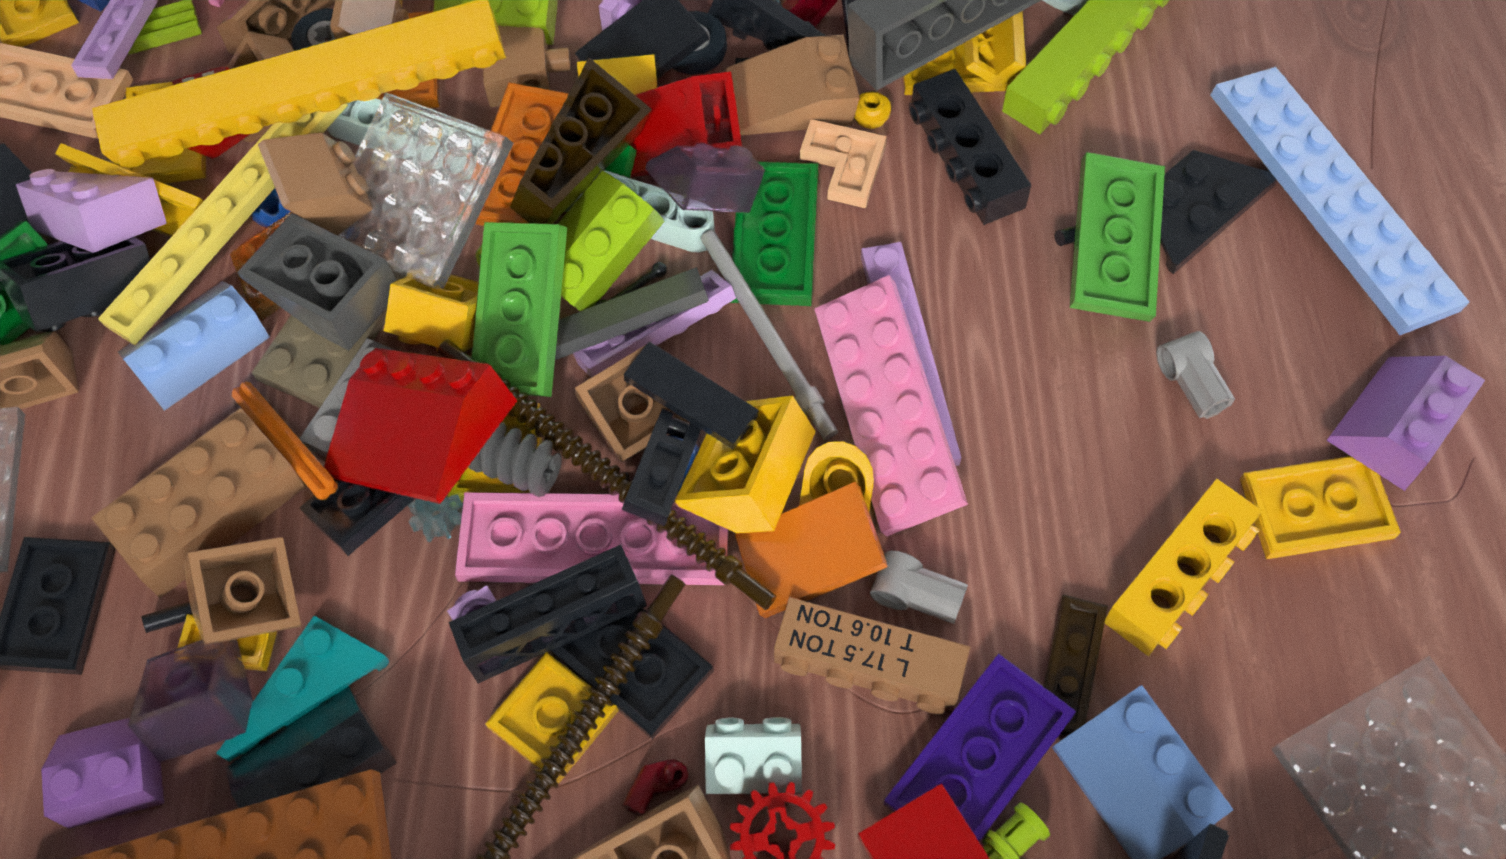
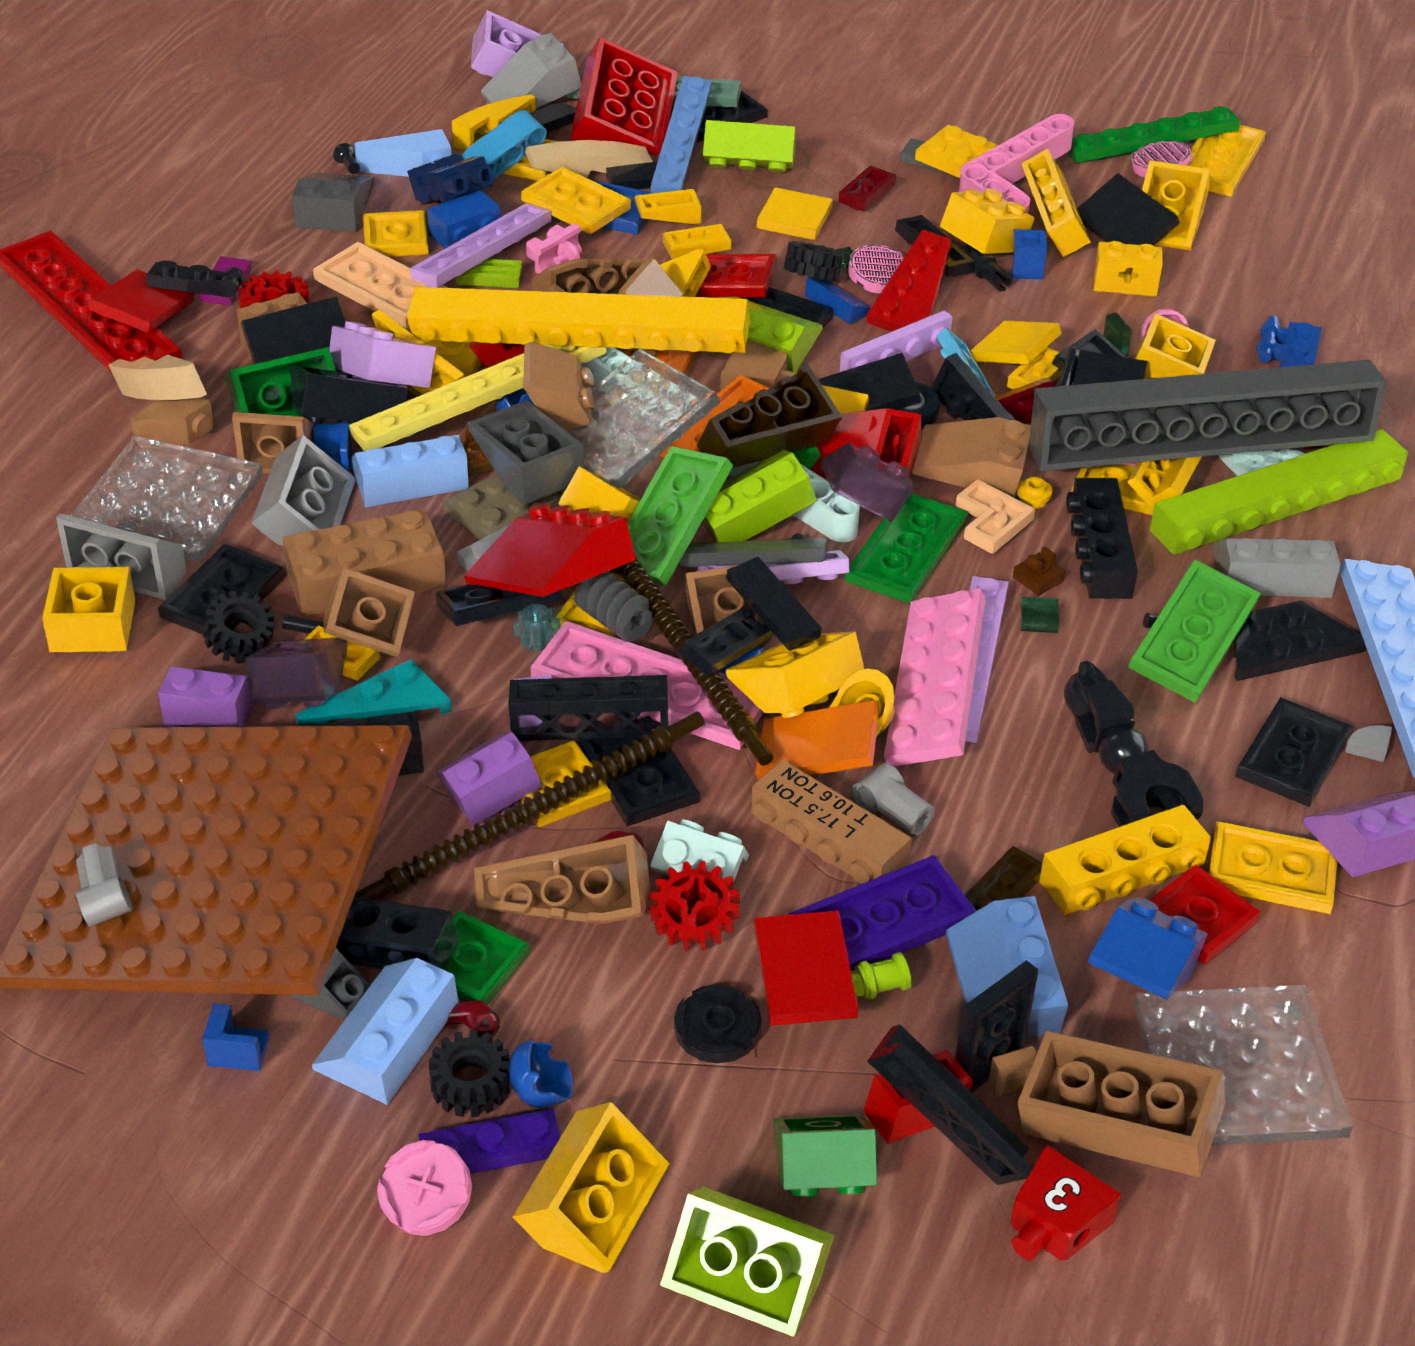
camera: 20 degrees right, 20 degrees down
(75, 639) = (240, 610): none -> black tyre
(88, 434) = (302, 492): none -> light grey slope
(92, 350) = (334, 441): none -> blue panel
(285, 440) = (454, 563): orange axle -> none
(474, 751) = (490, 777): none -> medium lavender slope
(806, 396) = (872, 654): light grey bar -> none
(923, 214) = (1039, 572): none -> reddish brown tile
(948, 270) = (1039, 614): none -> clear green tile
(1088, 397) = (1140, 775): none -> black piece
(1151, 113) = (1280, 565): none -> light grey slope
(1192, 365) = (1212, 739): light grey piece -> none
(1270, 689) = (1149, 947): none -> blue slope
(1271, 346) = (1294, 751): none -> black tile
(1284, 604) = (1210, 906): none -> red plate
(1338, 304) = (1370, 742): none -> light grey tile

